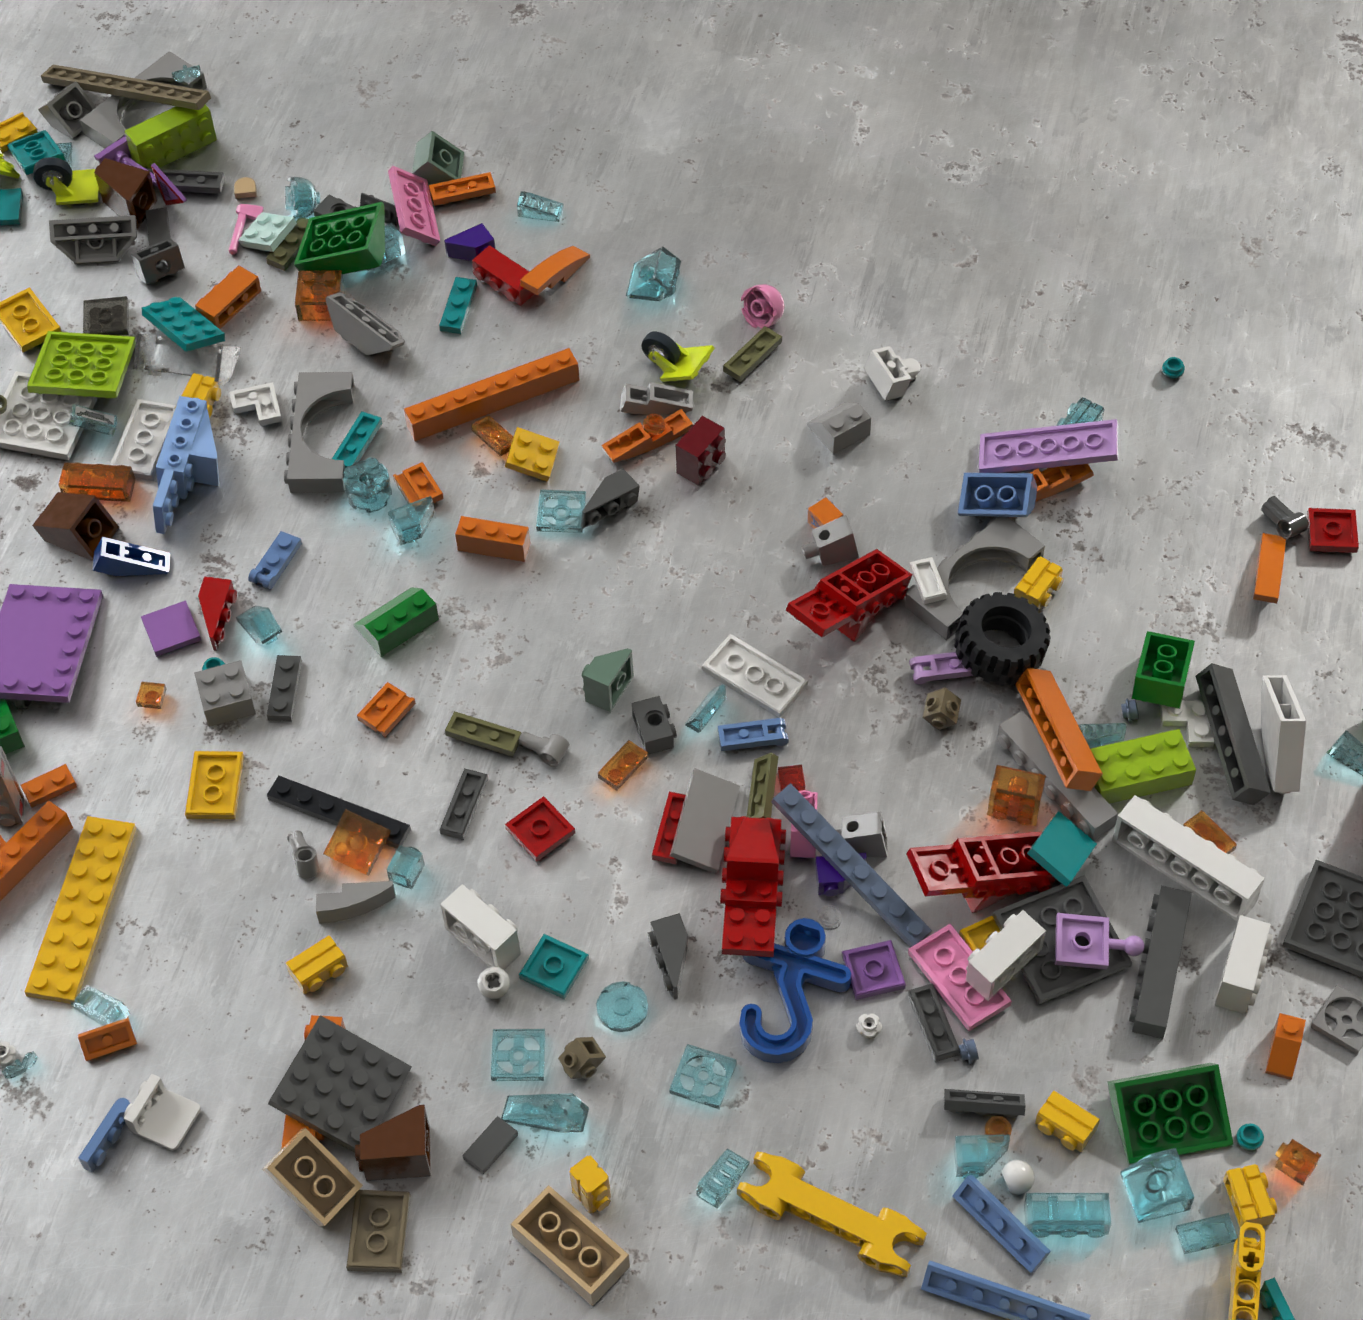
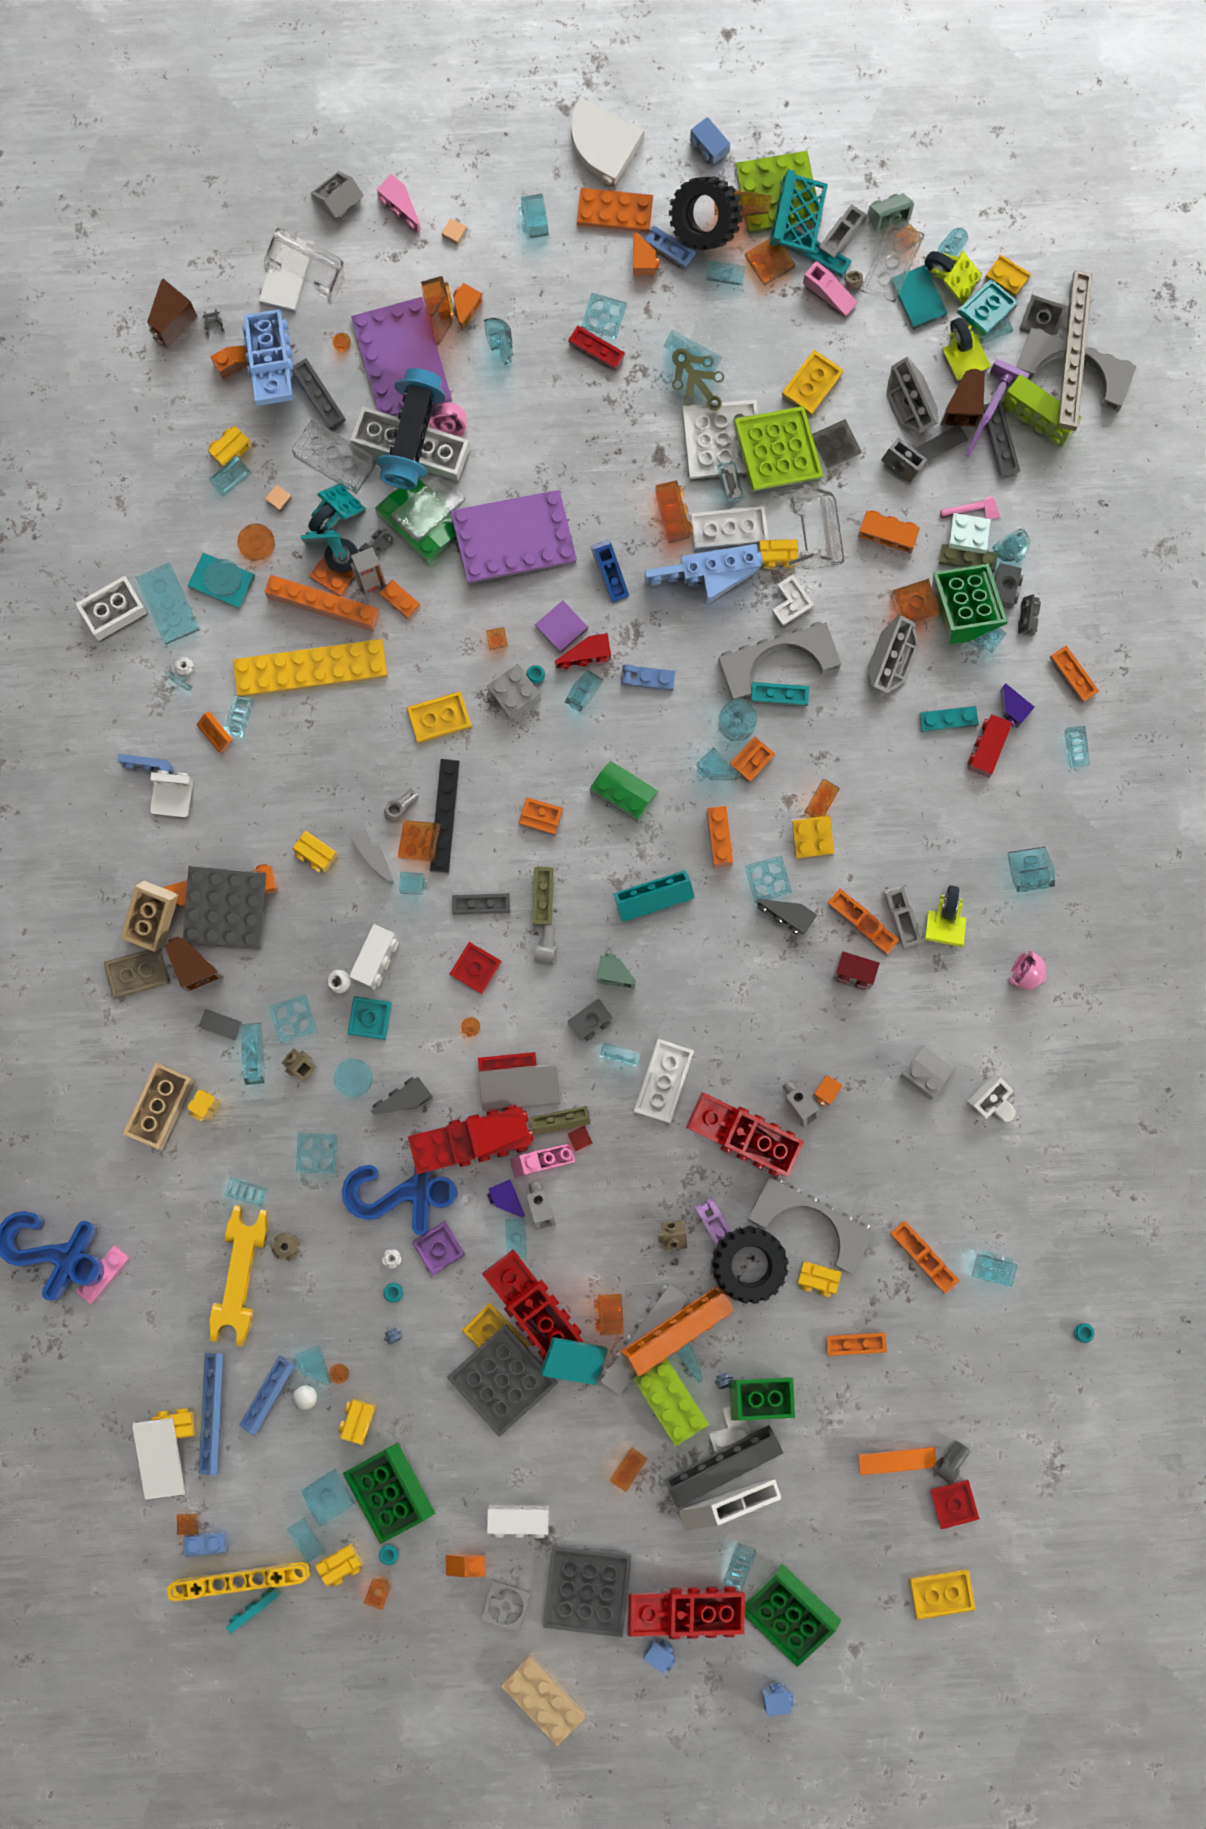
camera: 70 degrees right, 25 degrees up
(75, 523) = (626, 514): reddish brown slope -> none
(180, 75) = (1109, 387): clear light blue piece -> none
(183, 324) = (844, 509): teal plate -> none
(245, 188) = (1013, 493): tan tile -> none
(284, 688) = (537, 732): dark grey plate -> none
(414, 206) = (1036, 642): bright pink plate -> none
(437, 159) = (1097, 642): sand green slope -> none
(491, 394) = (861, 782): orange brick -> none
(533, 618) = (654, 895): none -> teal brick
(553, 269) = (1009, 785): orange slope -> none
(610, 855) = (470, 1026): none -> clear orange plate
(622, 765) = (549, 1009): clear orange plate -> none
(752, 353) = (978, 978): olive plate -> none
(752, 734) = (607, 1097): medium blue plate -> none
(812, 1141) = (293, 1246): none -> dark tan brick
(851, 865) = (507, 1207): sand blue plate -> none
(898, 878) = (516, 1236): none -> clear light blue plate
(913, 1036) = (393, 1292): none -> teal plate
(928, 580) = (785, 1191): white tile -> none
(933, 1022) = (409, 1304): dark grey tile -> none
(944, 963) = (449, 1313): bright pink plate -> none
(984, 1102) = (355, 1358): dark grey plate -> none
(997, 494) = (886, 1223): medium blue slope -> none
(1004, 954) = (462, 1343): white brick -> none
(1049, 447) = (953, 1251): lavender plate -> none
(1067, 1214) = (286, 1439): clear light blue brick -> none
(1097, 932) = (493, 1409): lavender plate -> none
(1124, 571) = (856, 1344): none -> orange plate
(1161, 962) = (508, 1458): dark grey brick -> none
(1187, 858) = (595, 1459): white brick -> none

